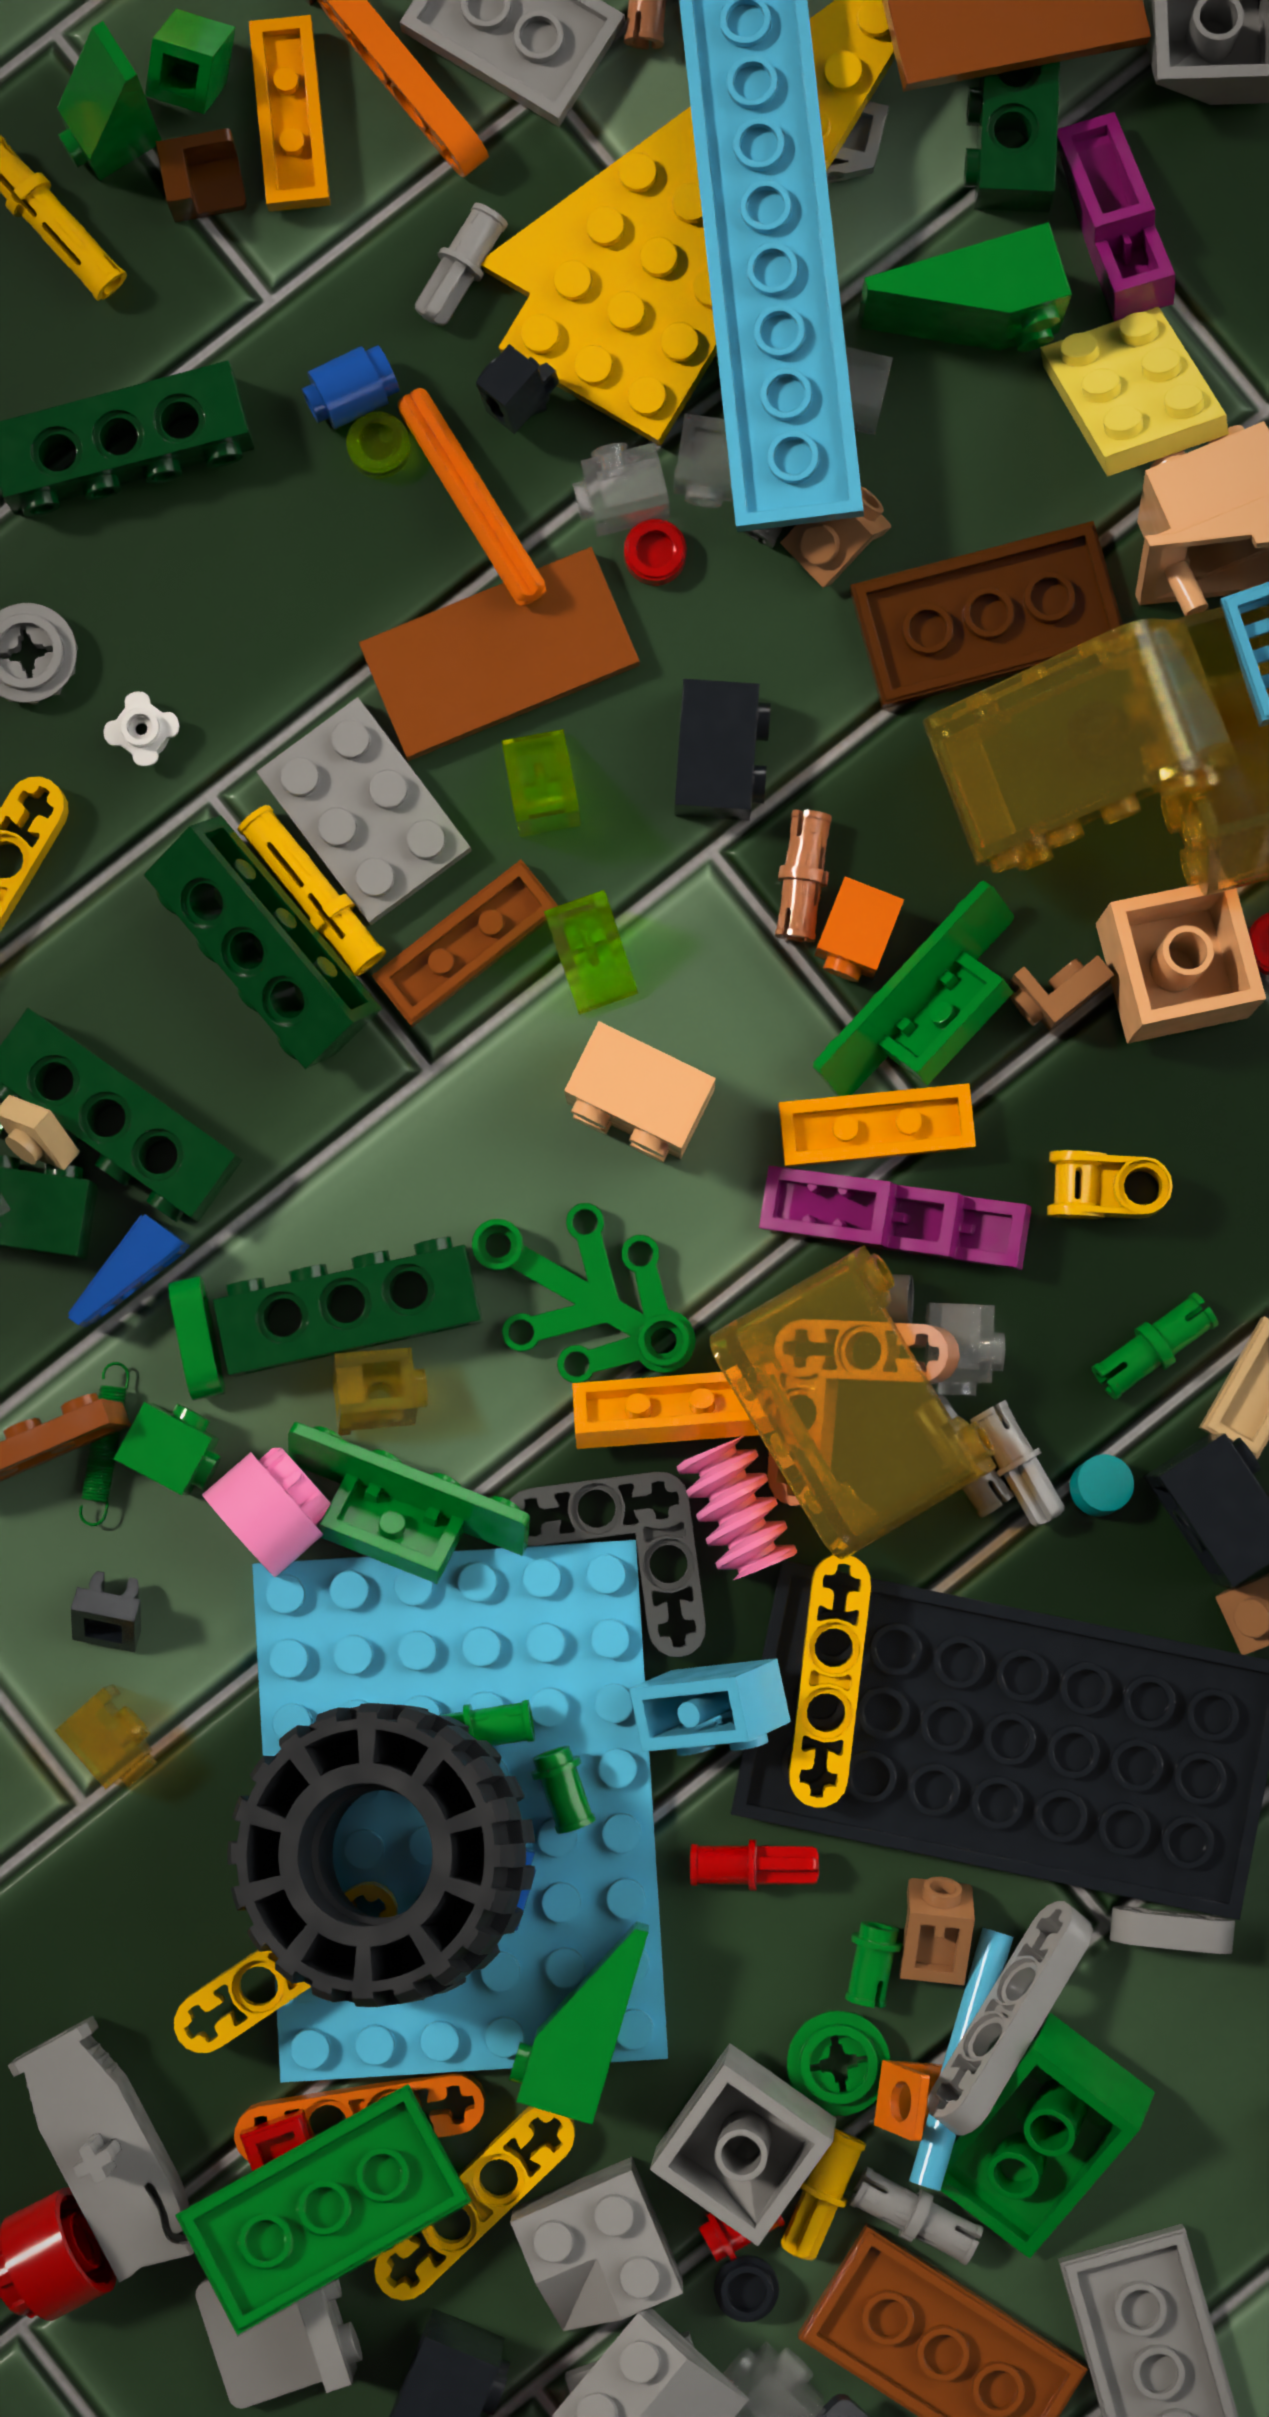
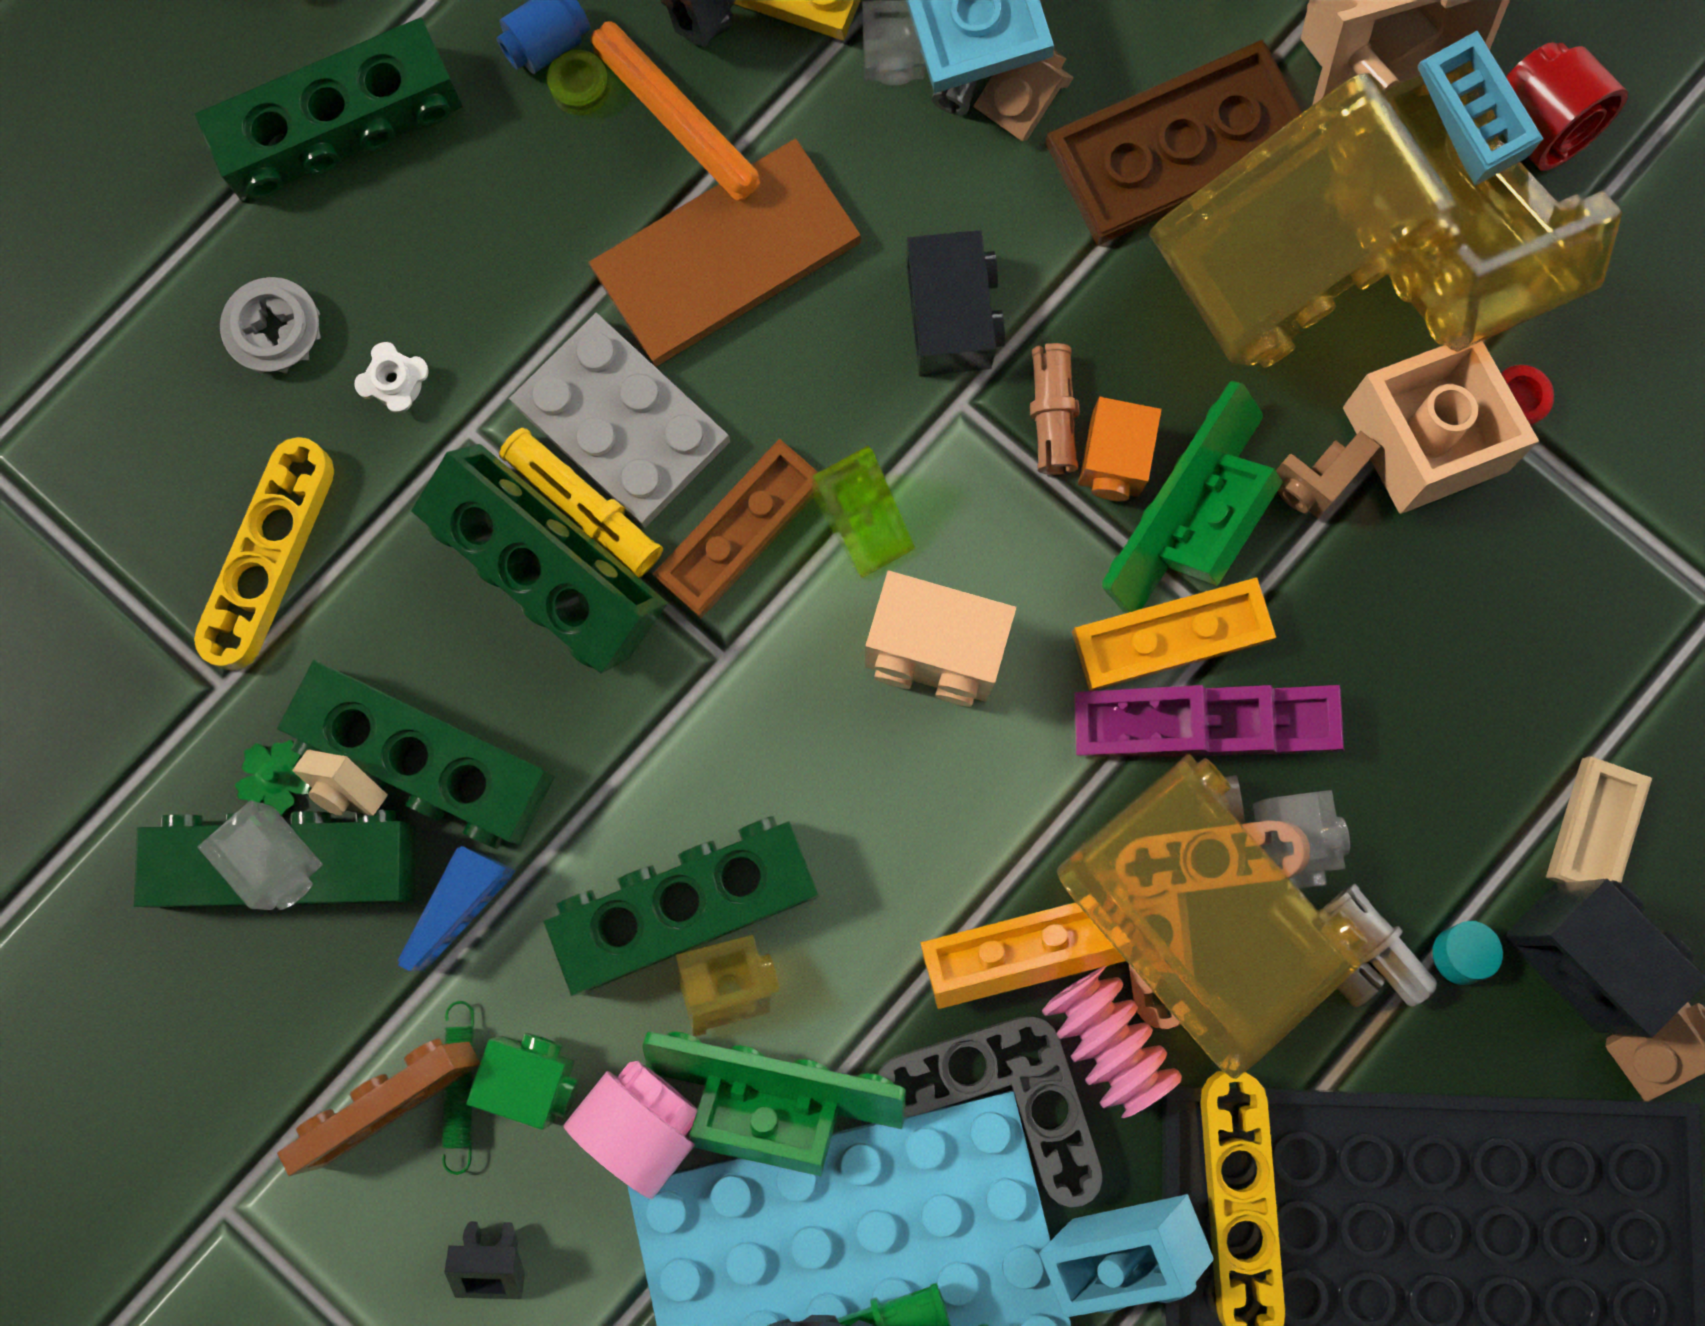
camera: 15 degrees left, 5 degrees down
(196, 1337) = (534, 962): green beam -> none
(541, 783) = (788, 366): clear neon green slope -> none
(594, 1300) = (927, 855): green plant -> none
(621, 488) = (817, 79): clear brick -> none
(655, 552) = (856, 136): red tile -> none
(1103, 1185) = (1402, 656): yellow piece -> none
(1155, 1345) = (1490, 804): green pin -> none

